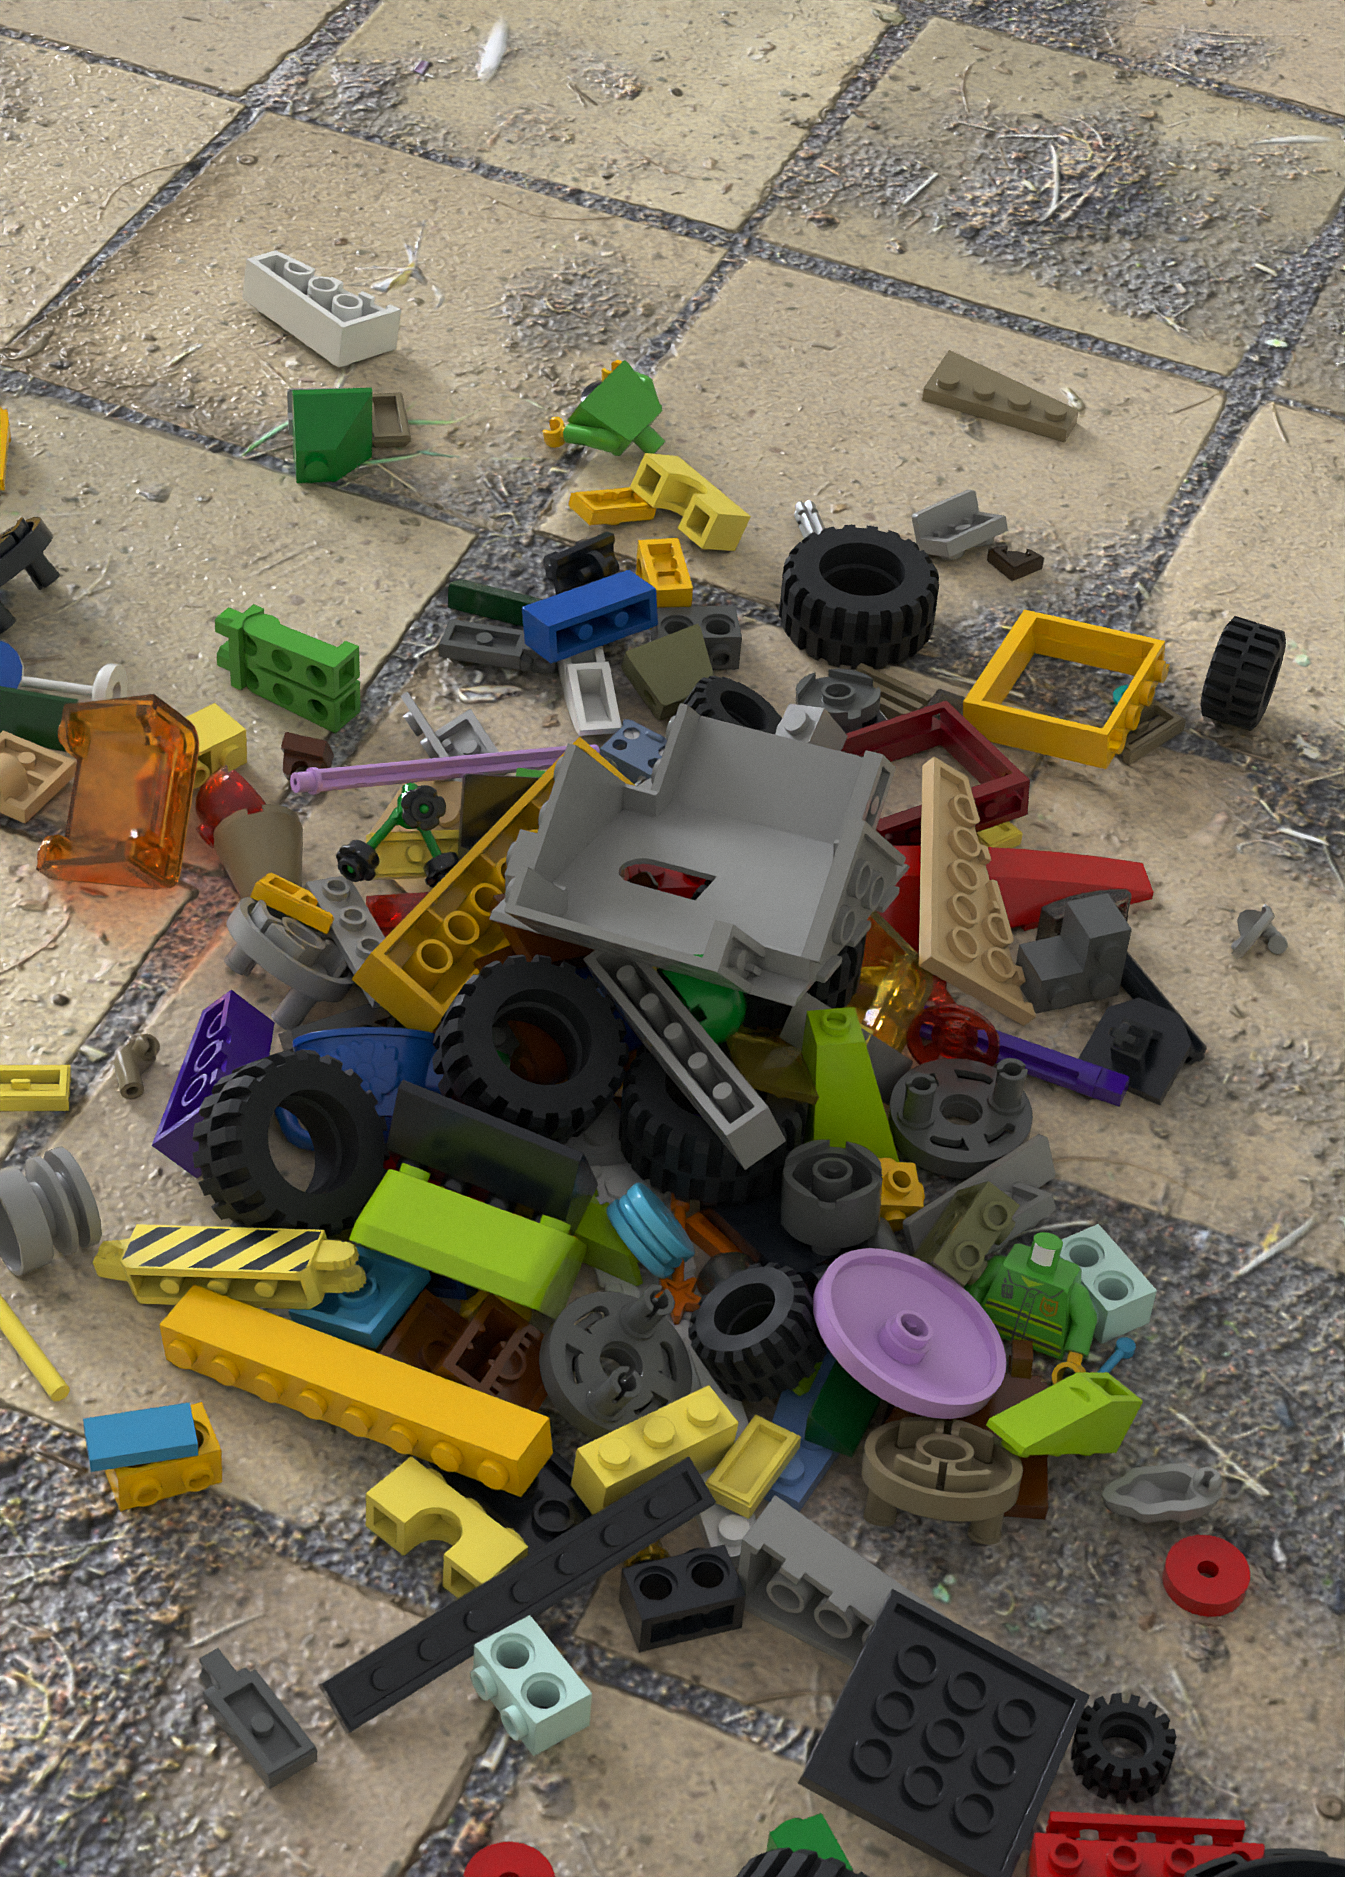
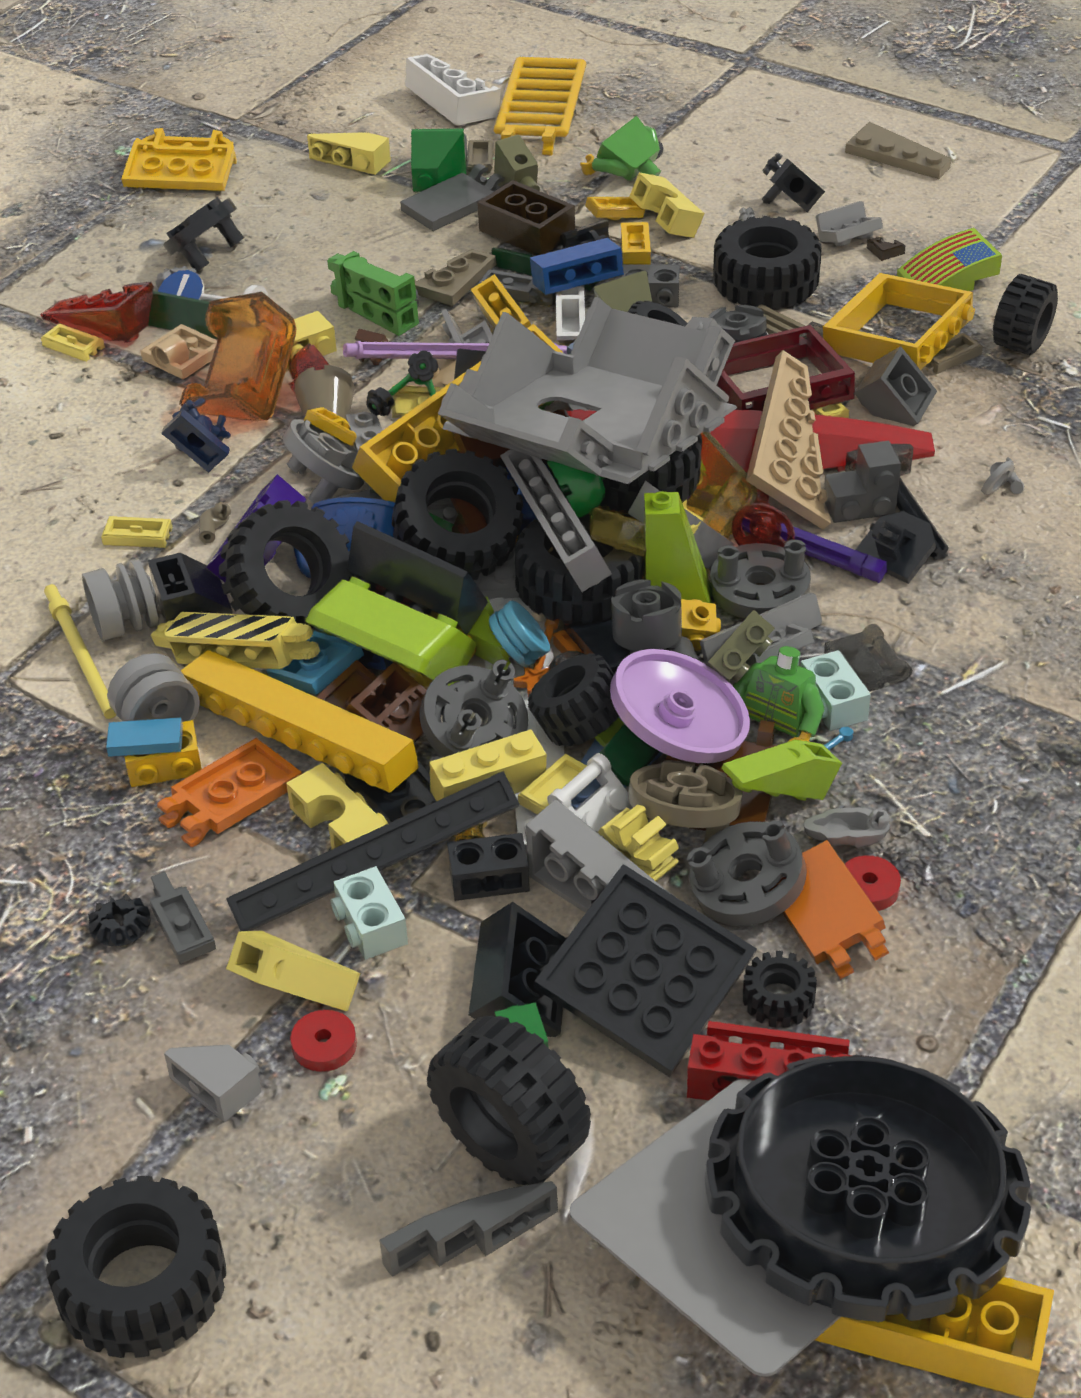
camera: 15 degrees right, 0 degrees up
(84, 925) = (197, 435): none -> dark blue piece
(133, 1364) = (152, 689): none -> light grey wheel
(134, 1184) = (186, 587): none -> black slope
(151, 1747) = (108, 931): none -> black gear
(190, 417) = (351, 150): none -> light yellow slope
(274, 1506) = (227, 791): none -> orange tile
(363, 495) = (451, 198): none -> dark grey tile
(403, 632) = (455, 279): none -> dark tan wing
(445, 1786) = (292, 969): none -> light yellow slope
(454, 447) = (515, 162): none -> olive torso
(488, 531) = (525, 217): none -> dark brown brick
(496, 698) = (495, 299): none -> yellow brick
(500, 314) = (548, 133): none -> yellow bar
(754, 1751) = (508, 960): none -> black slope
(826, 1484) = (604, 802): none -> white plate
(864, 459) = (792, 182): none -> black piece
(895, 1544) = (641, 841): none -> light yellow gear
(1078, 1547) = (740, 849): none -> dark grey piece
(1082, 796) = (896, 389): none -> dark grey slope
(1110, 1214) = (863, 663): none -> clear smoke plate
(1119, 586) = (954, 261): none -> lime slope
(1159, 1619) = (834, 912): none -> orange tile

